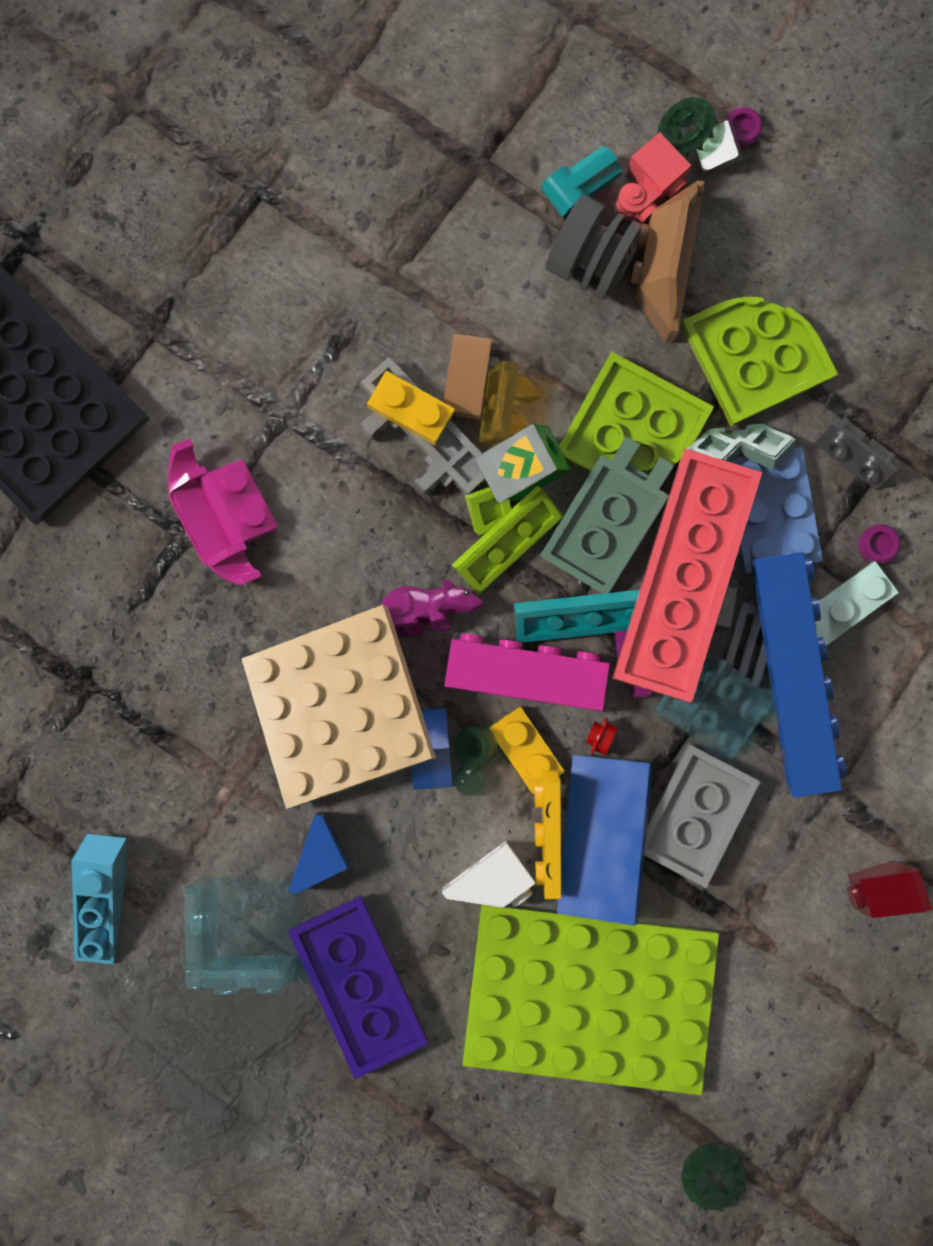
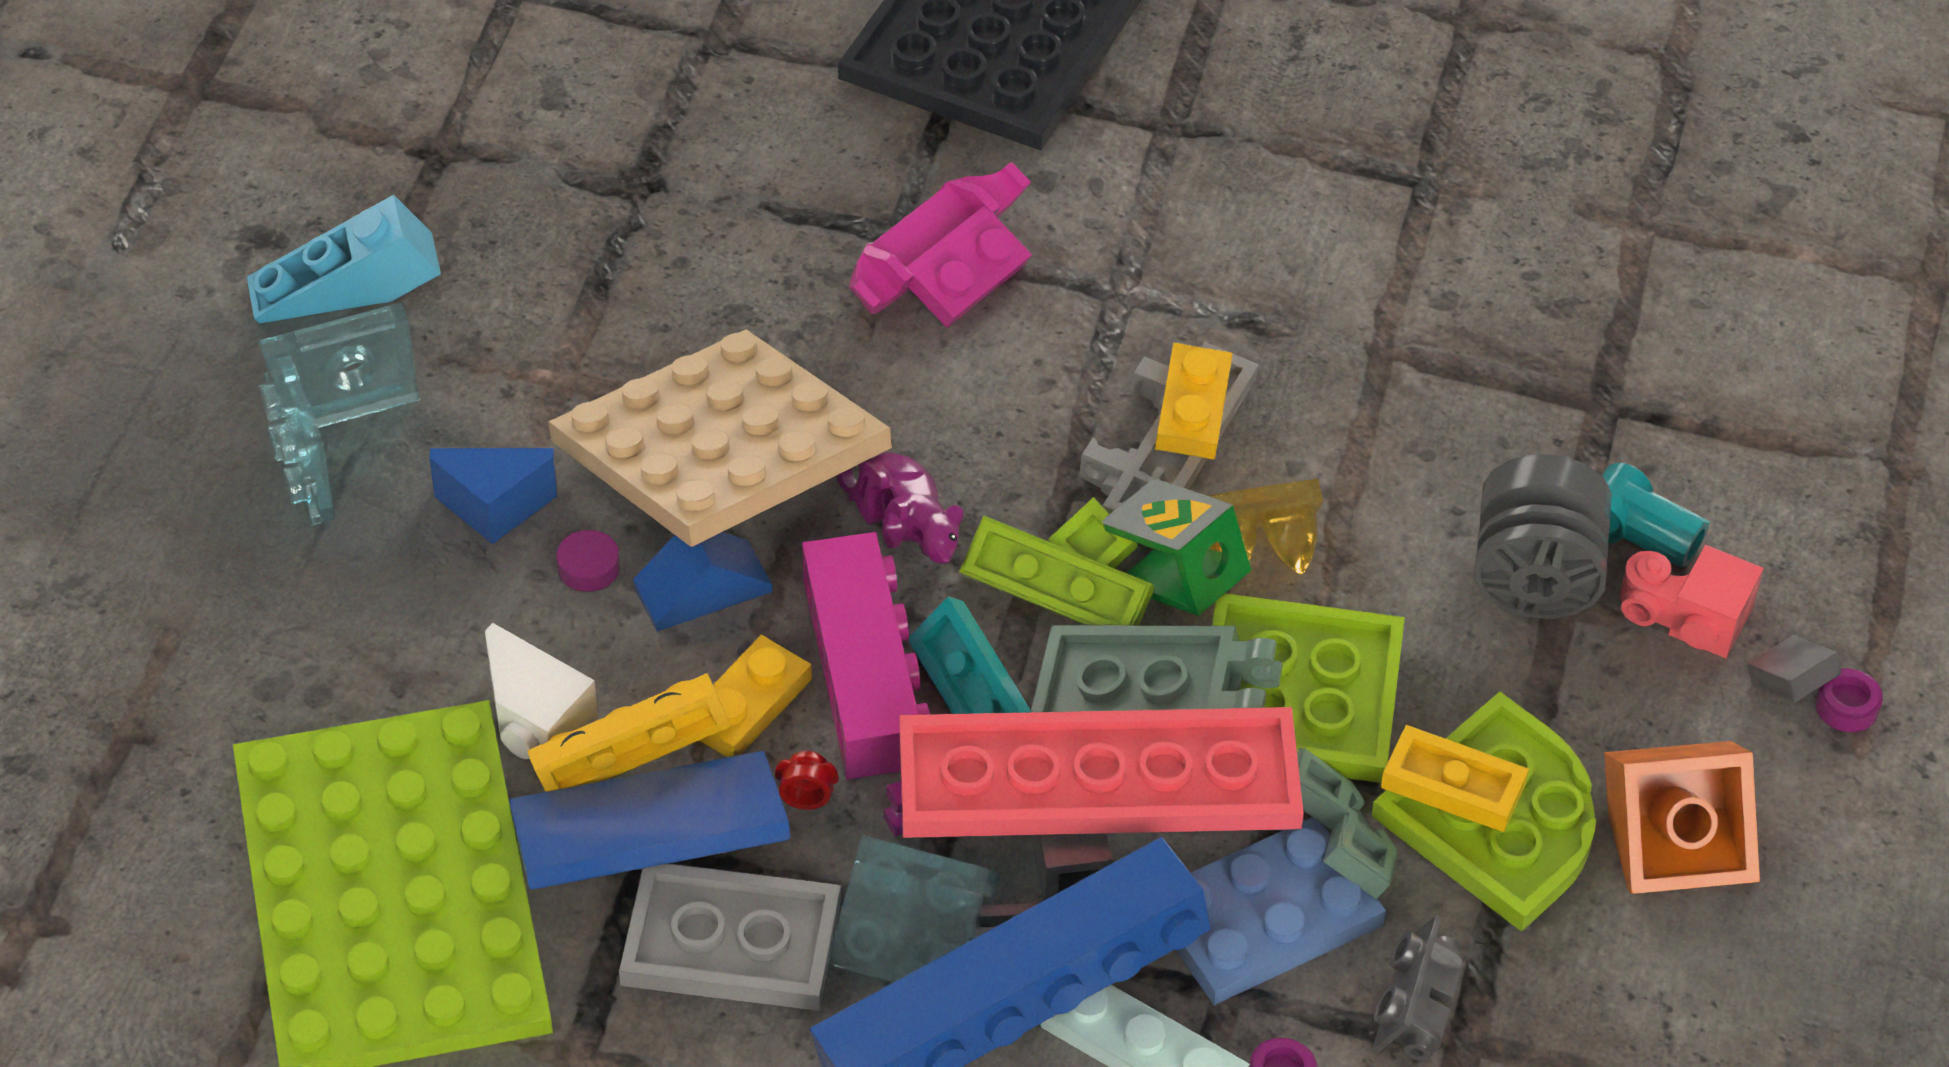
camera: 70 degrees right, 35 degrees down
(358, 986) = (313, 588): dark purple plate -> none
(390, 812) = (588, 560): none -> magenta tile
(467, 375) = (1280, 460): medium nougat slope -> none
(469, 778) = (723, 627): clear green plate -> none
(666, 259) = (1594, 647): medium nougat wedge -> none
(682, 115) = (1799, 615): clear green gear -> none
(747, 373) = (1454, 778): none -> yellow plate
(795, 255) = (1683, 816): none -> orange slope

